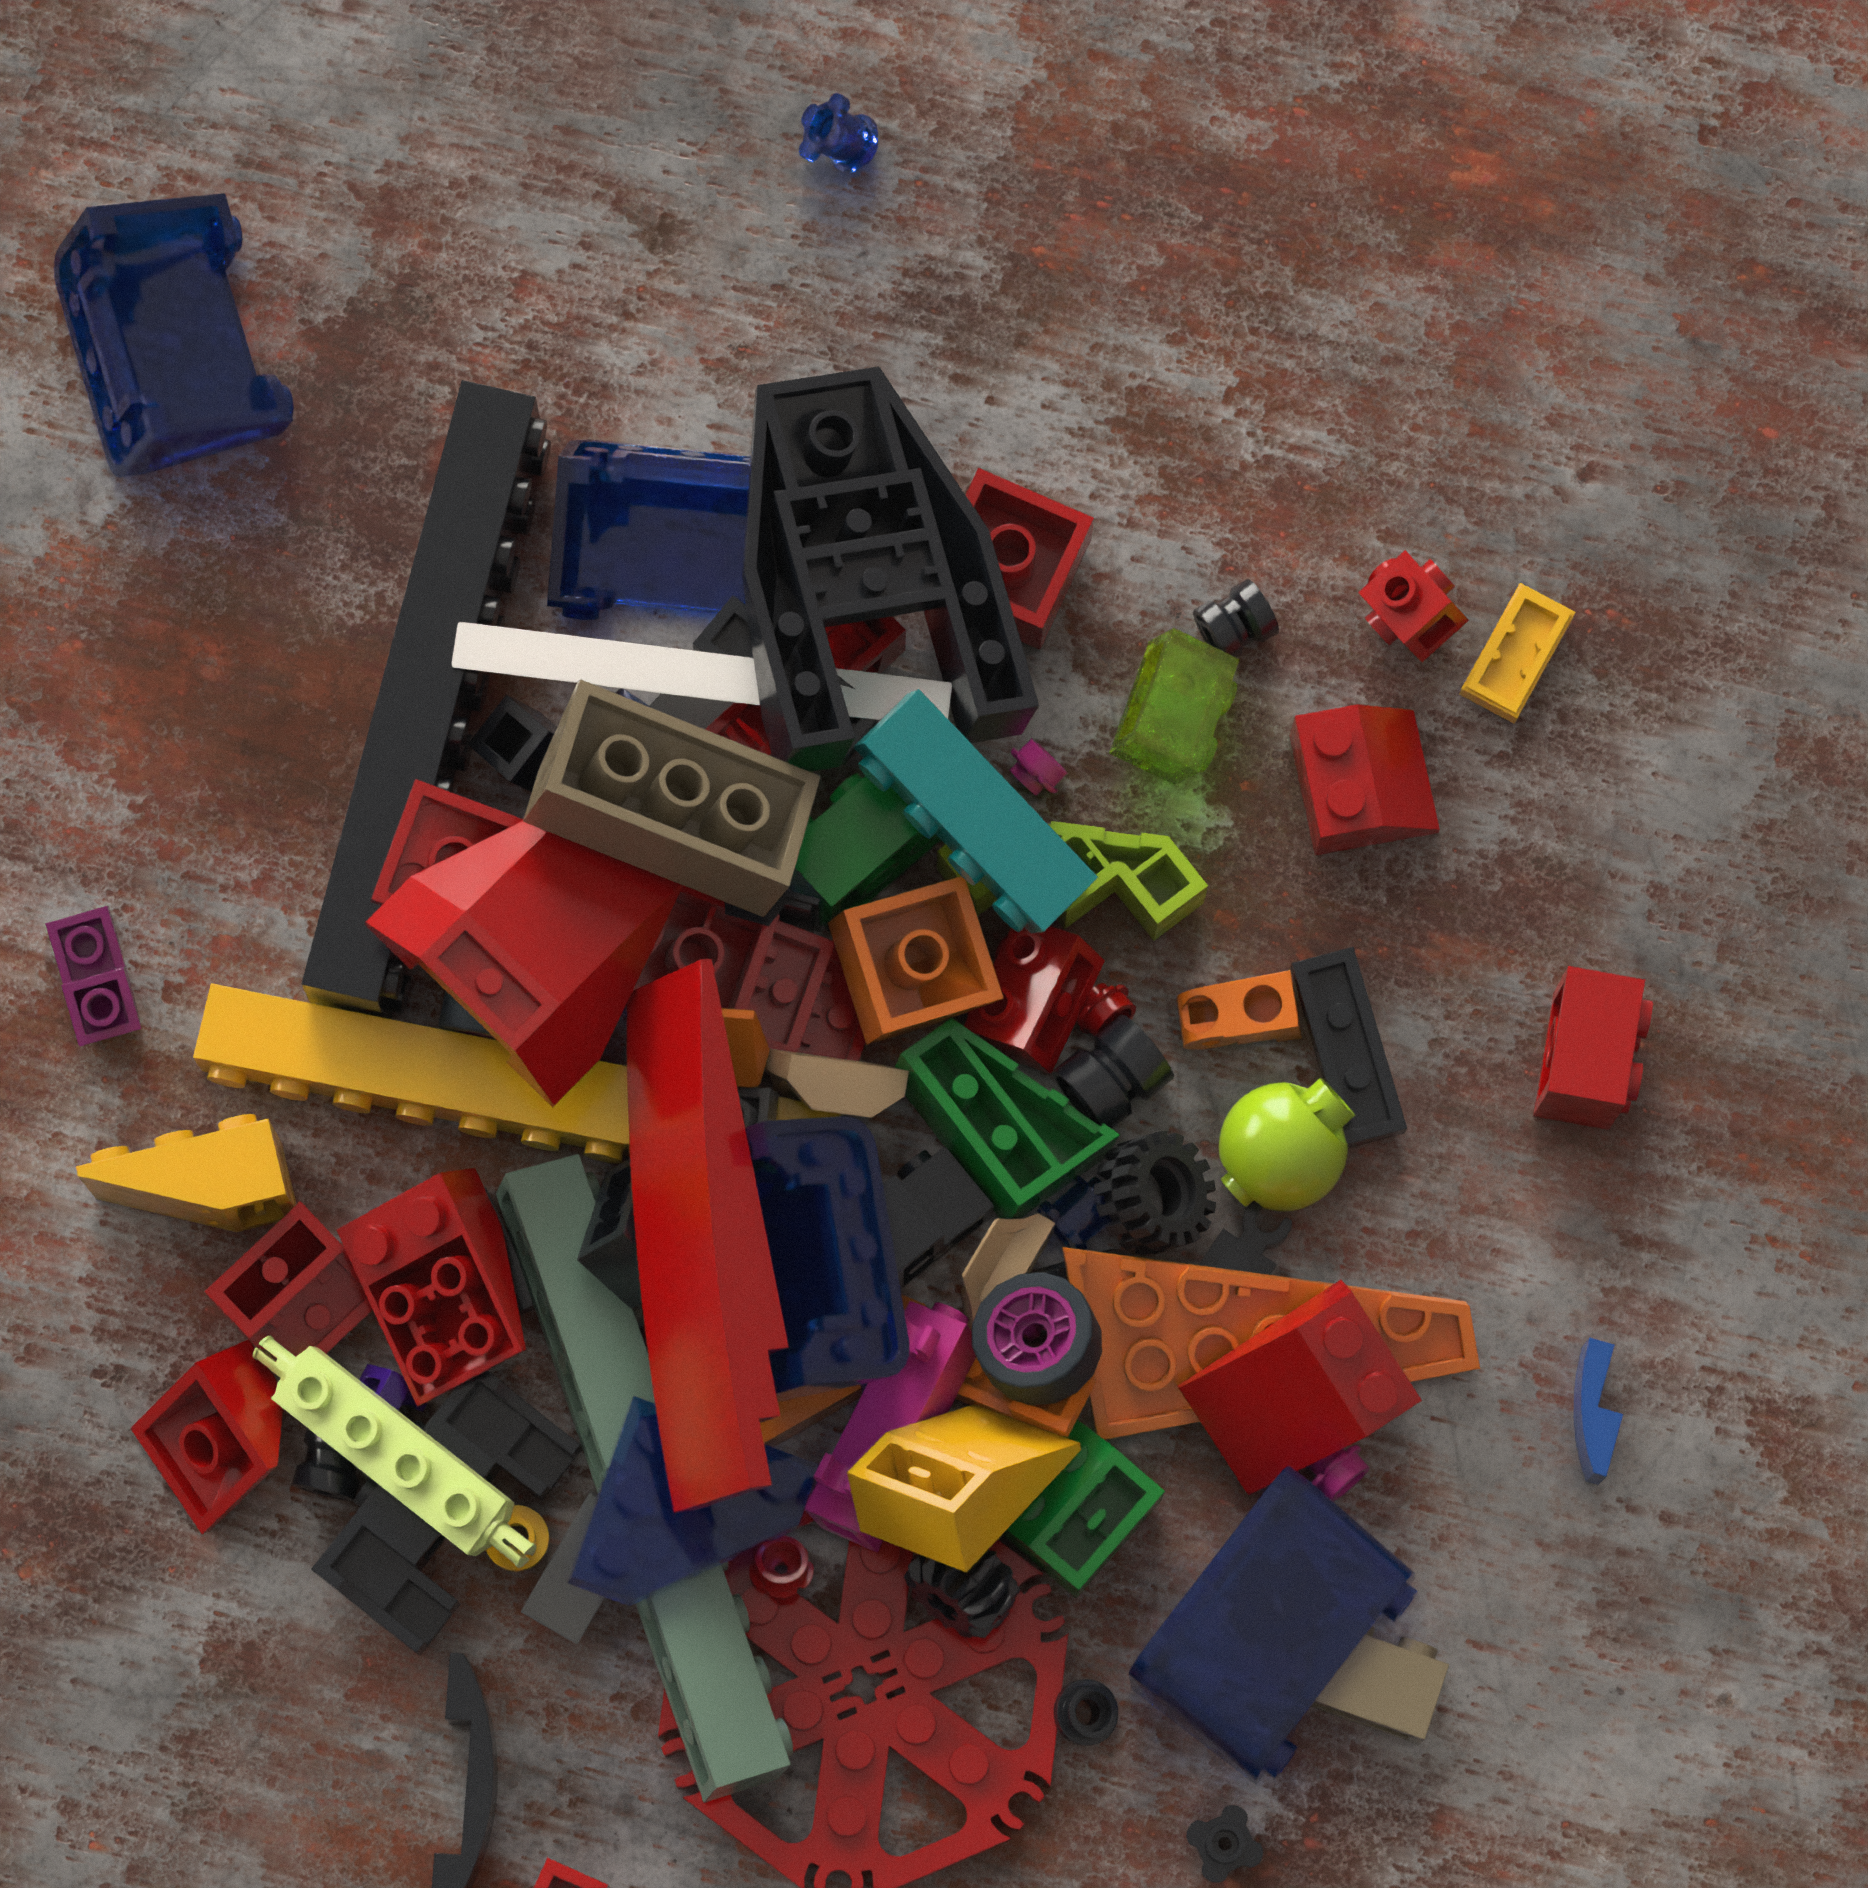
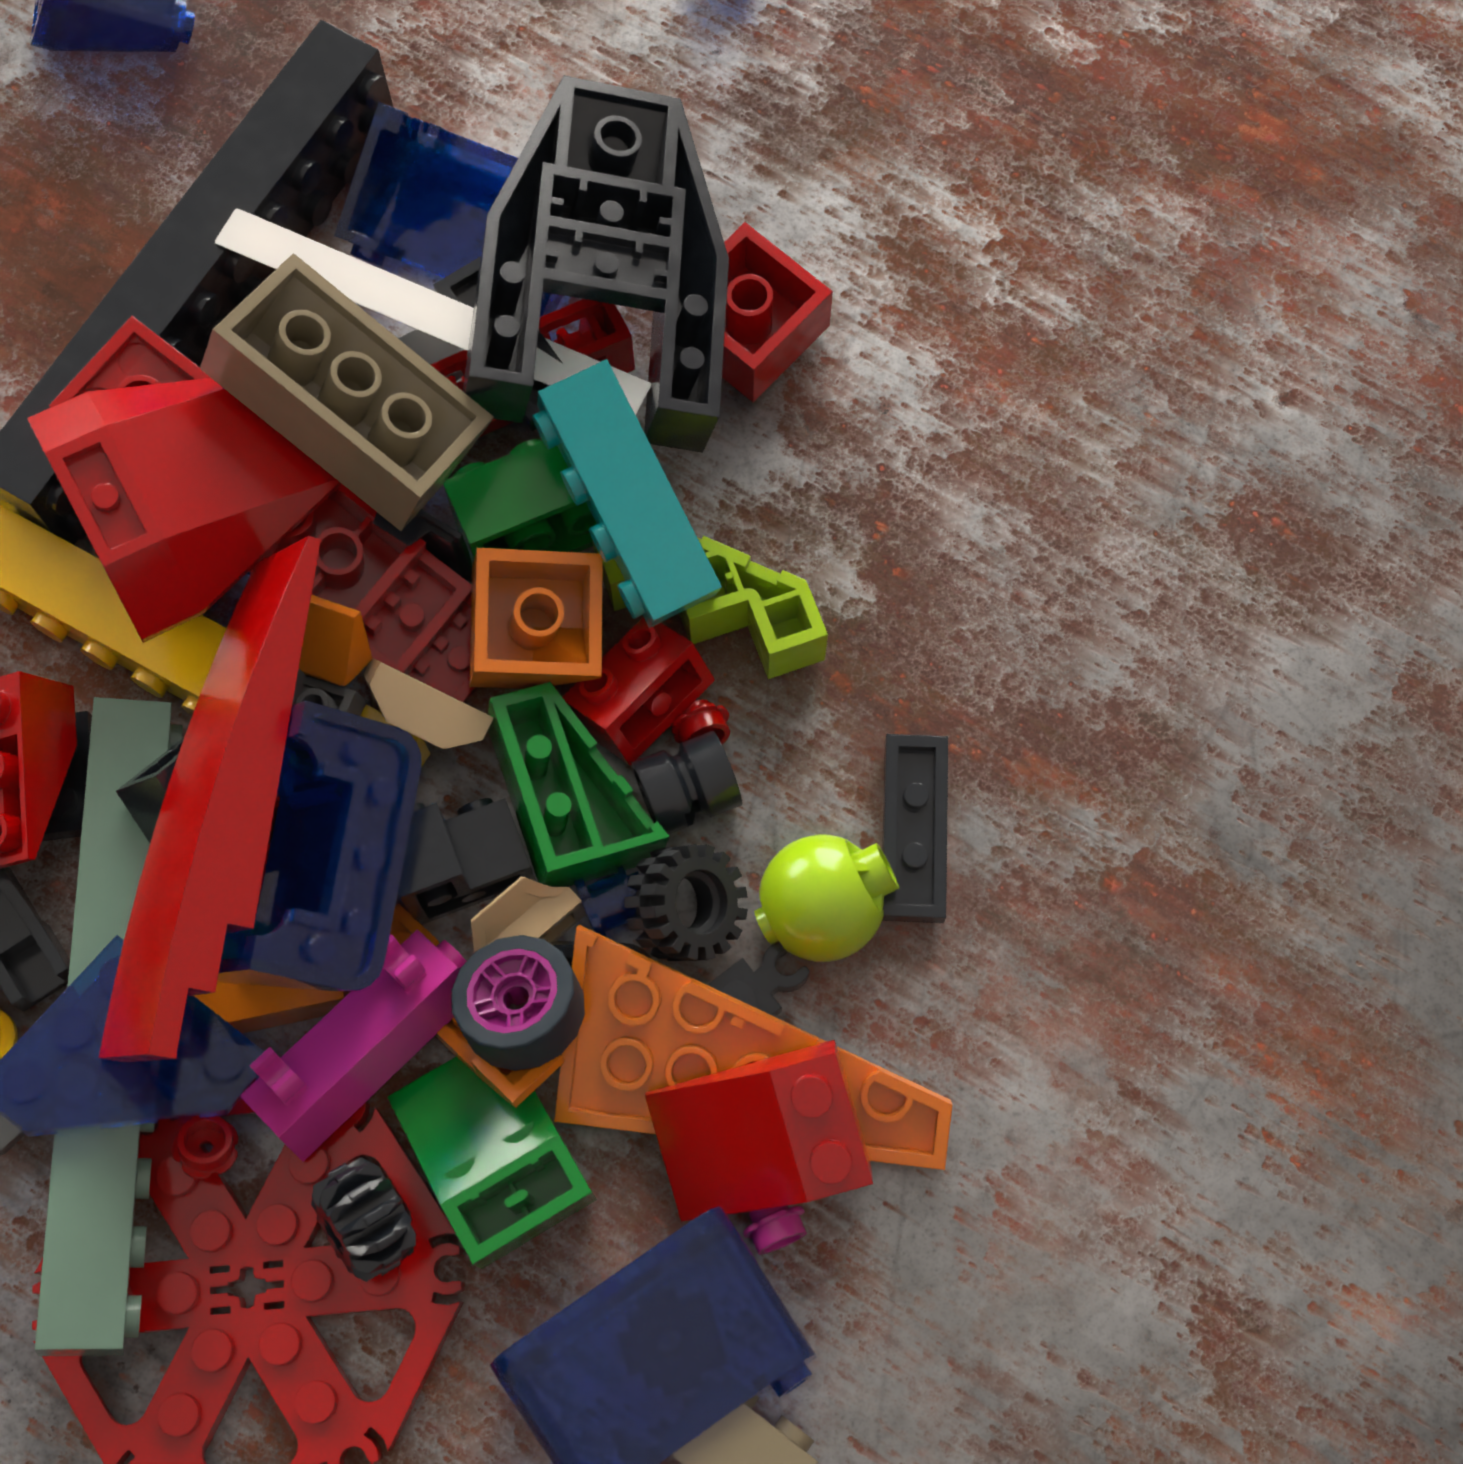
camera: 20 degrees right, 5 degrees down
(954, 1482) = (385, 1115): yellow slope -> none
(1036, 768) = (713, 498): dark pink plate -> none
(1103, 1710) = (464, 1401): black plate -> none
(1175, 707) = (854, 479): clear neon green brick -> none
(1237, 619) = (934, 425): black wheel -> none
(1239, 1012) = (825, 764): orange leg -> none
(1362, 777) = (1005, 590): red slope -> none
(1412, 605) = (1098, 454): red brick -> none
(1517, 653) = (1180, 526): yellow plate -> none
(1591, 1048) = (1145, 893): red brick -> none
(1594, 1426) = (1039, 1264): blue slope -> none

